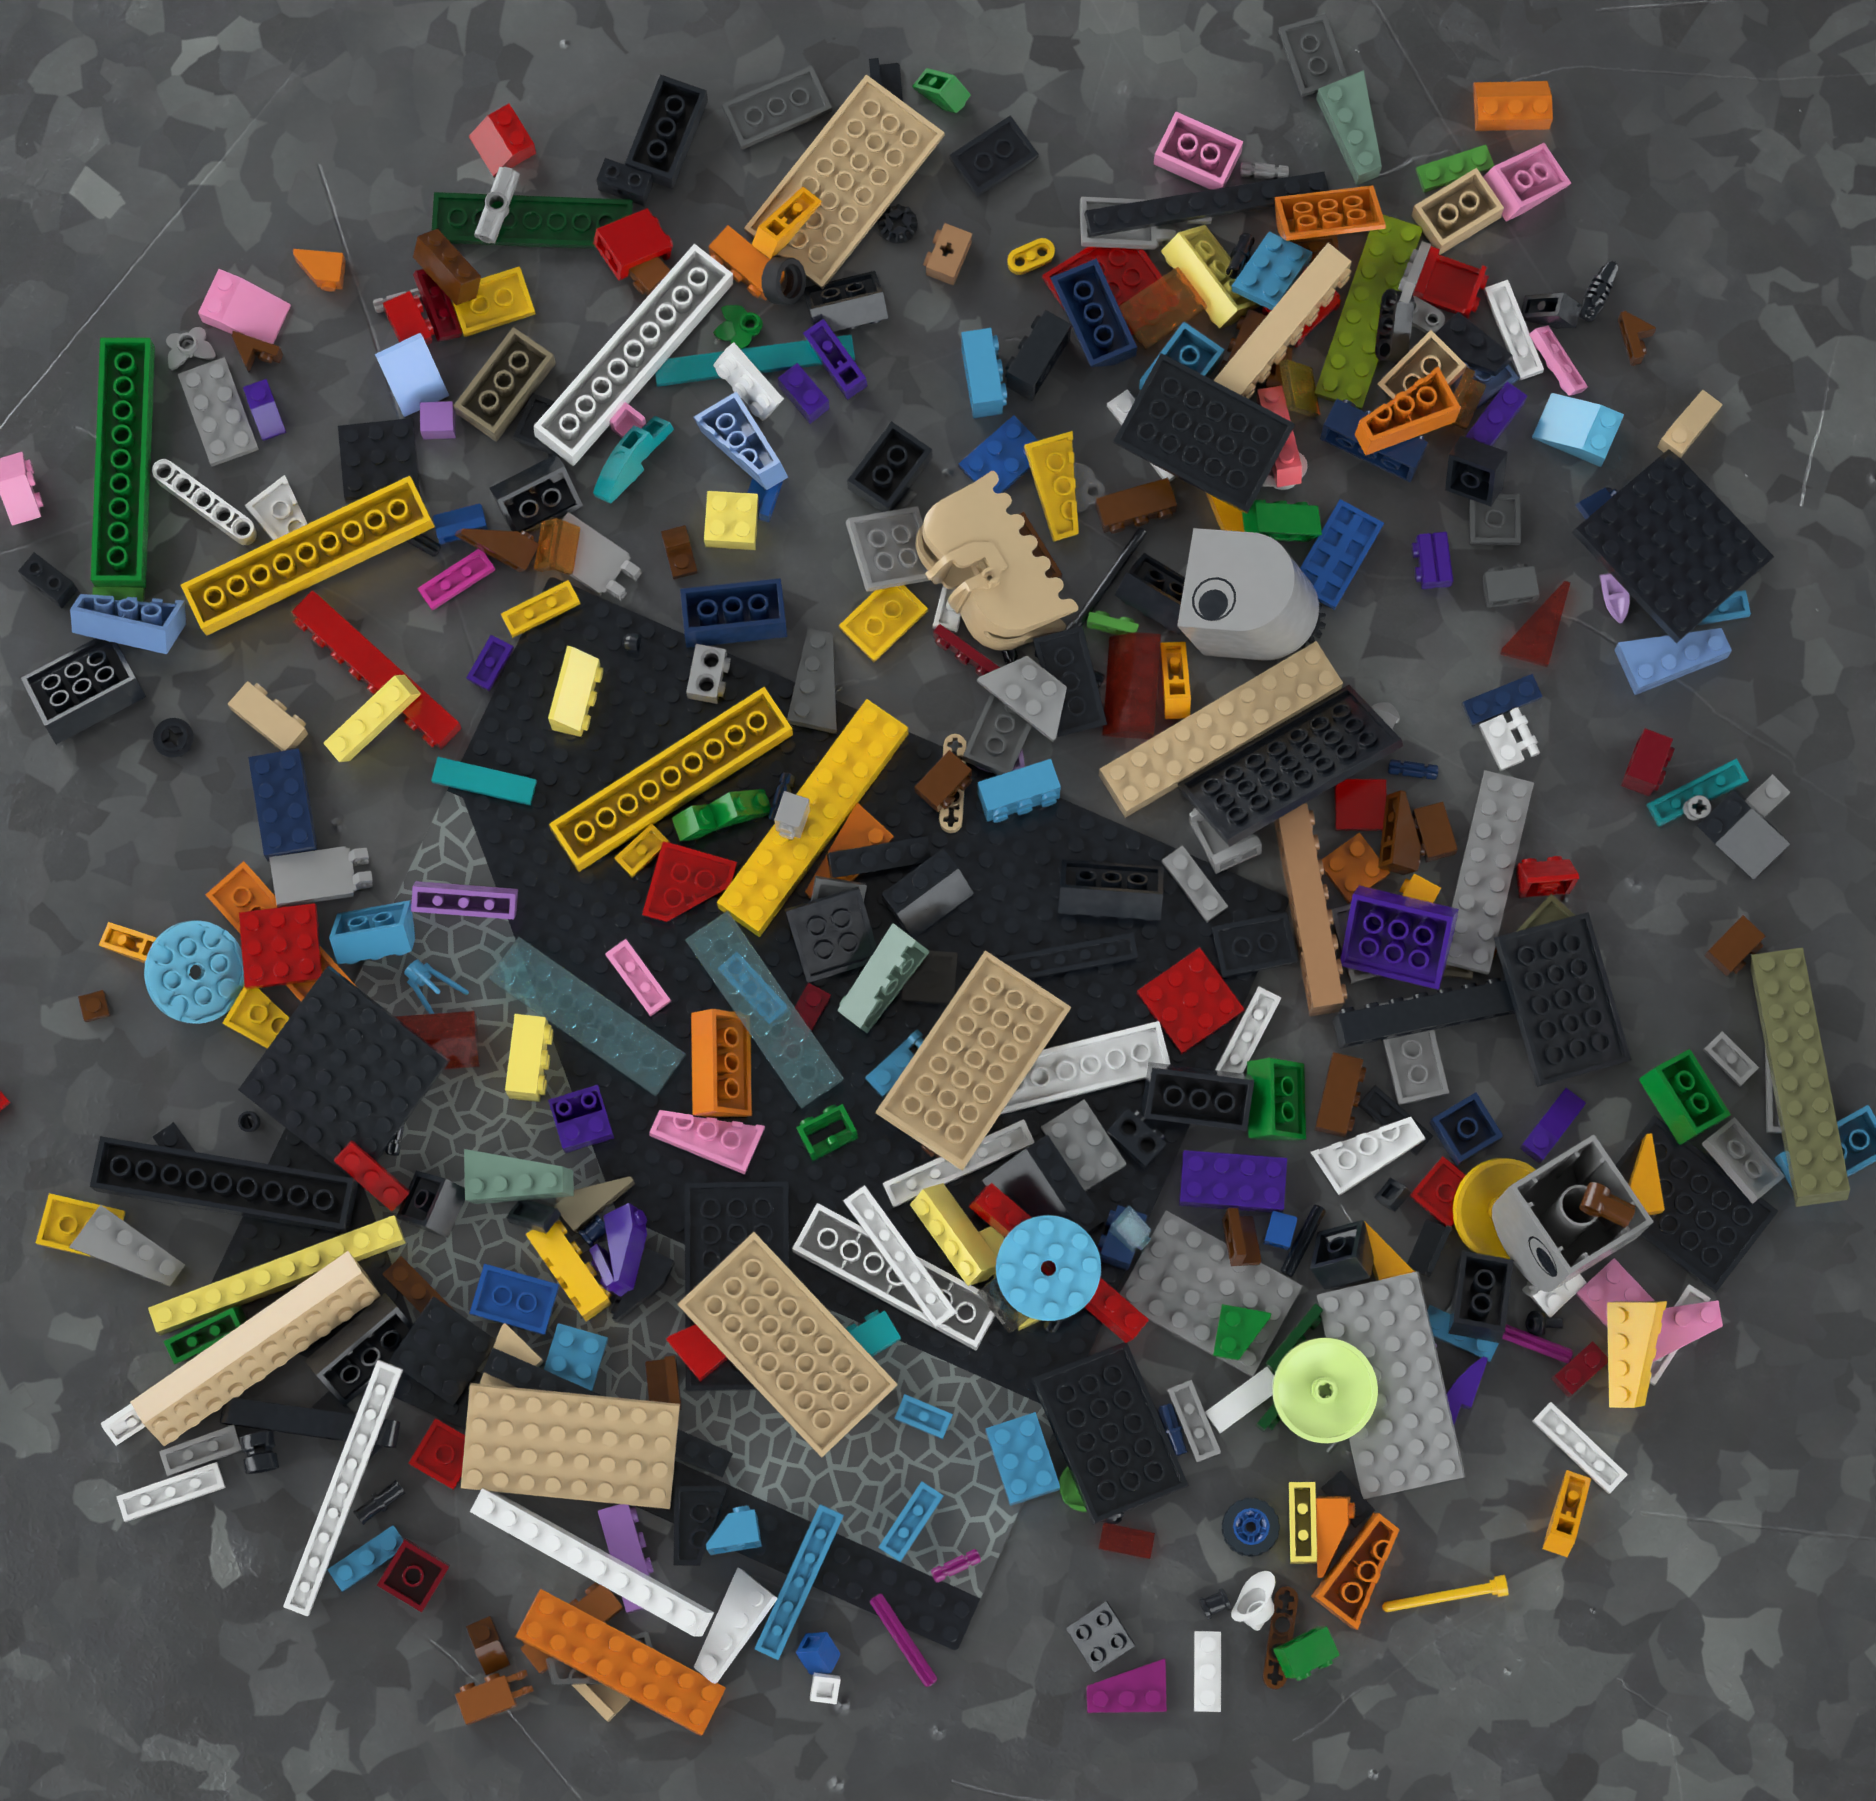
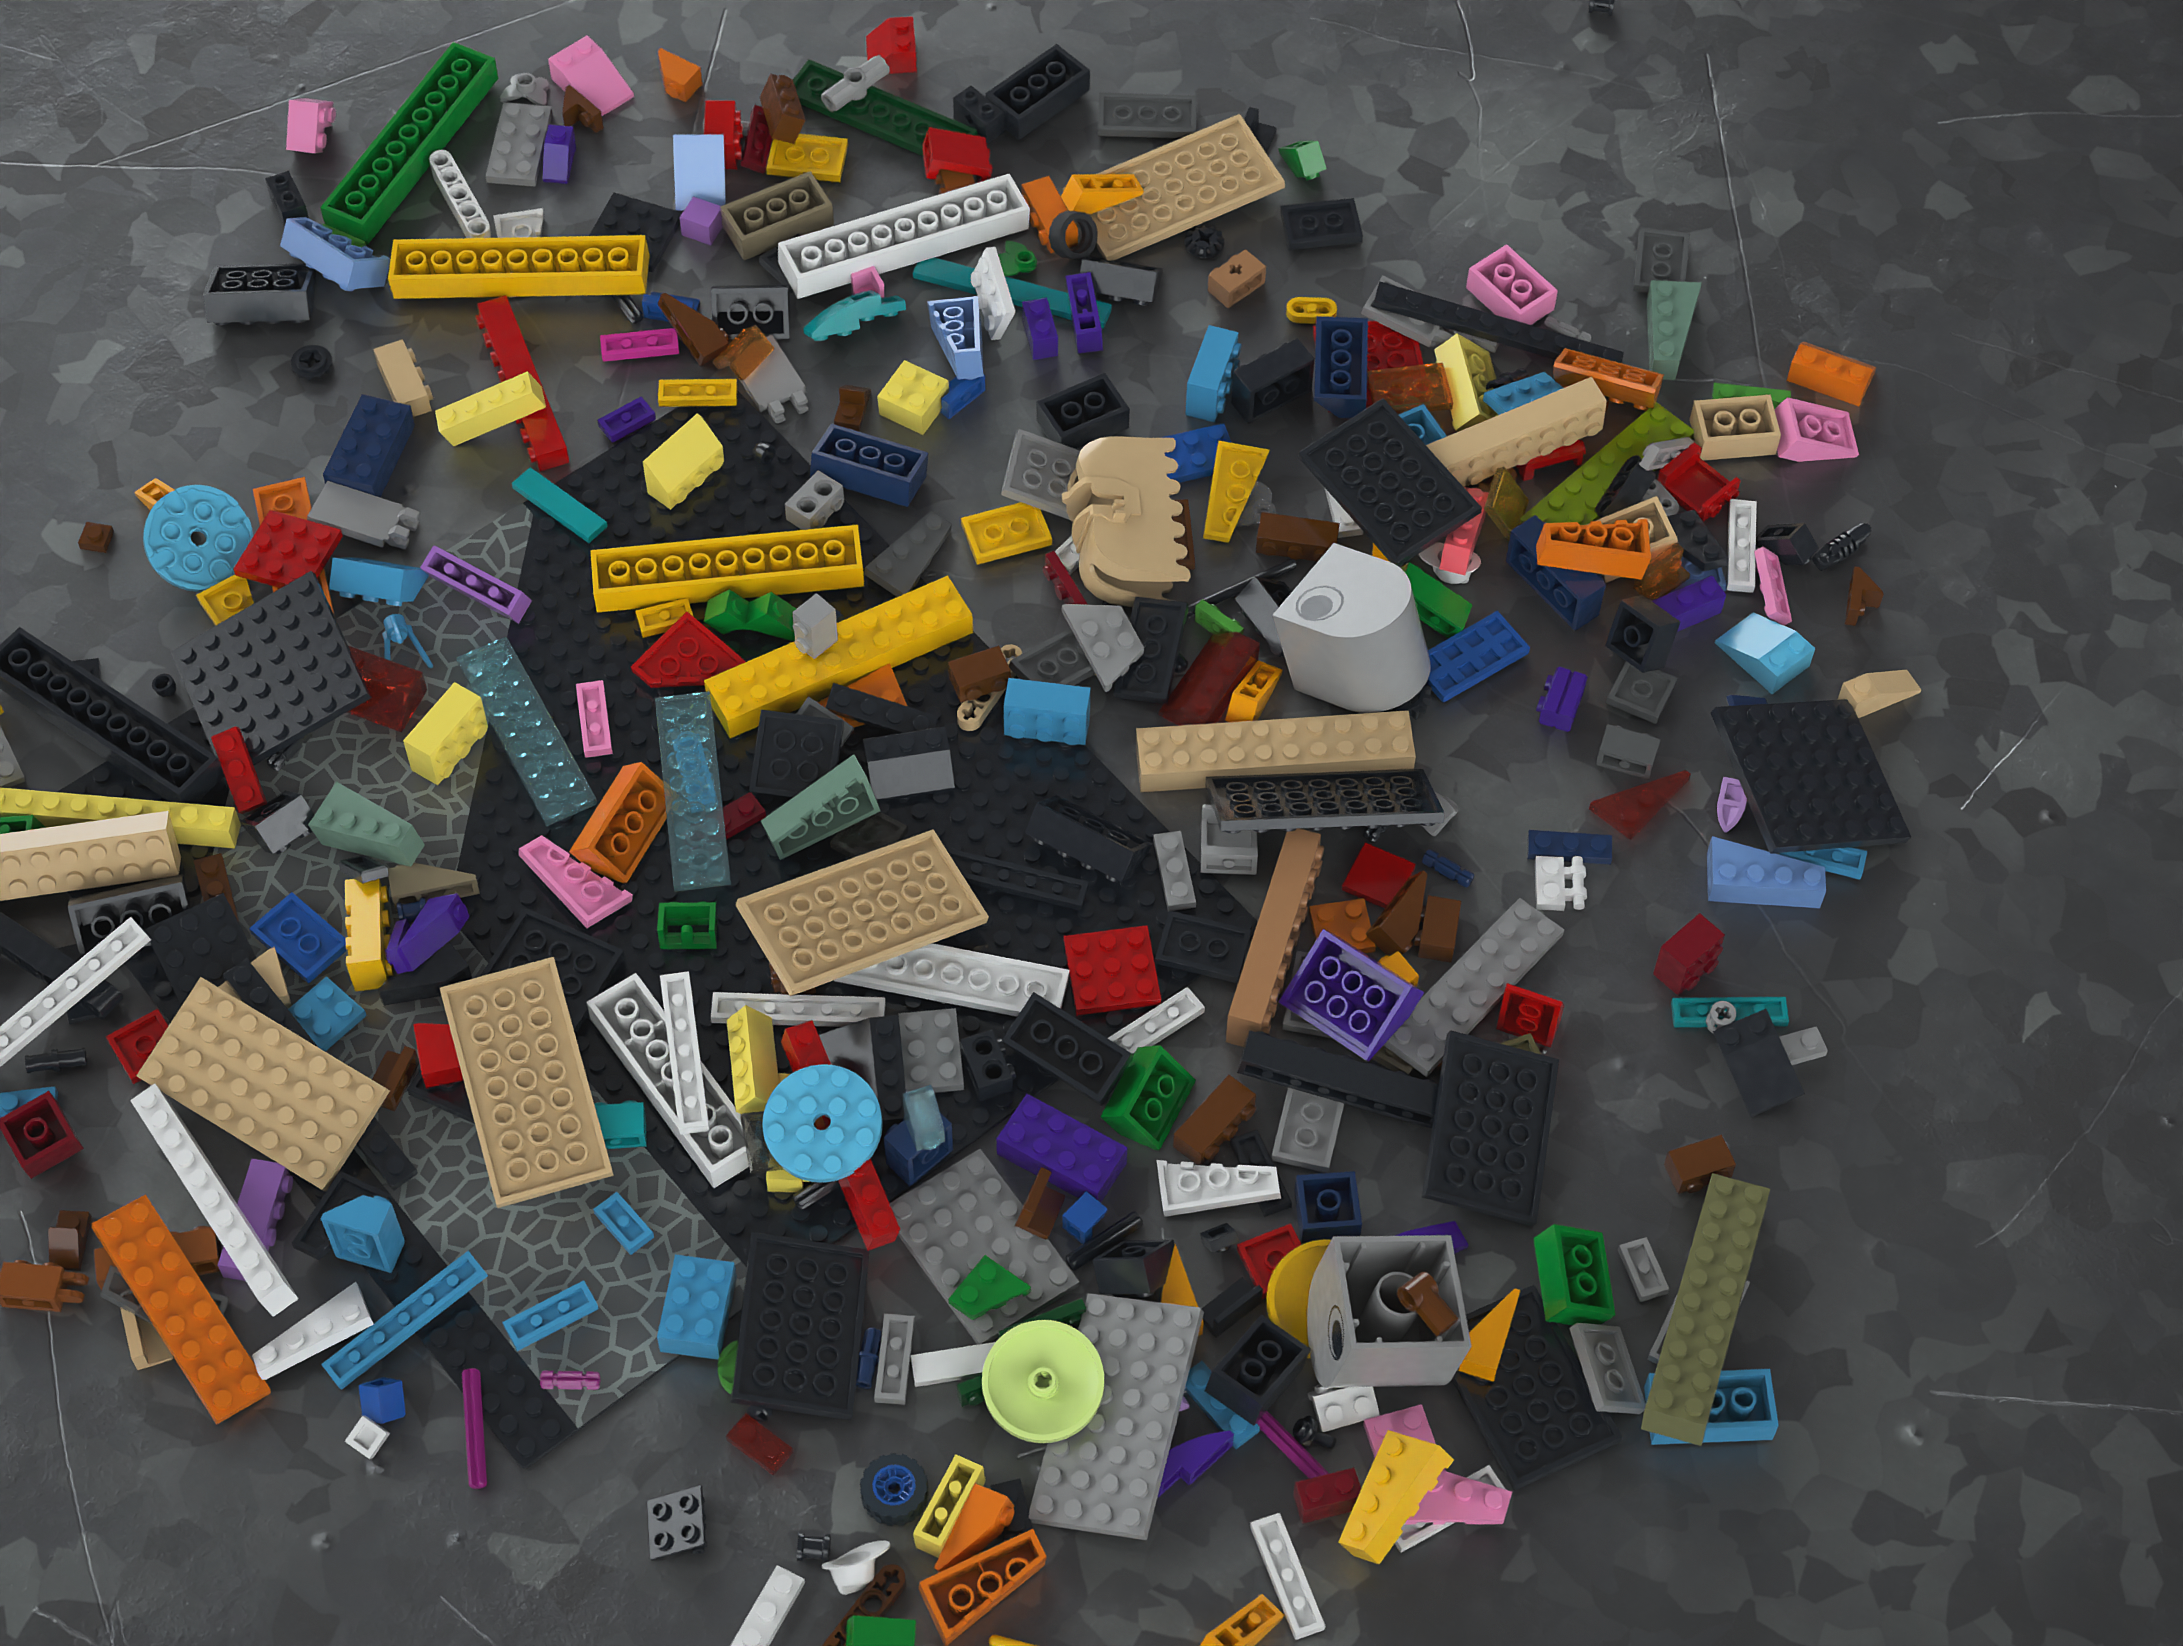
camera: 25 degrees right, 20 degrees down
(581, 1119) = (462, 810): dark purple slope -> none
(1131, 1691) = (676, 1595): magenta wing -> none

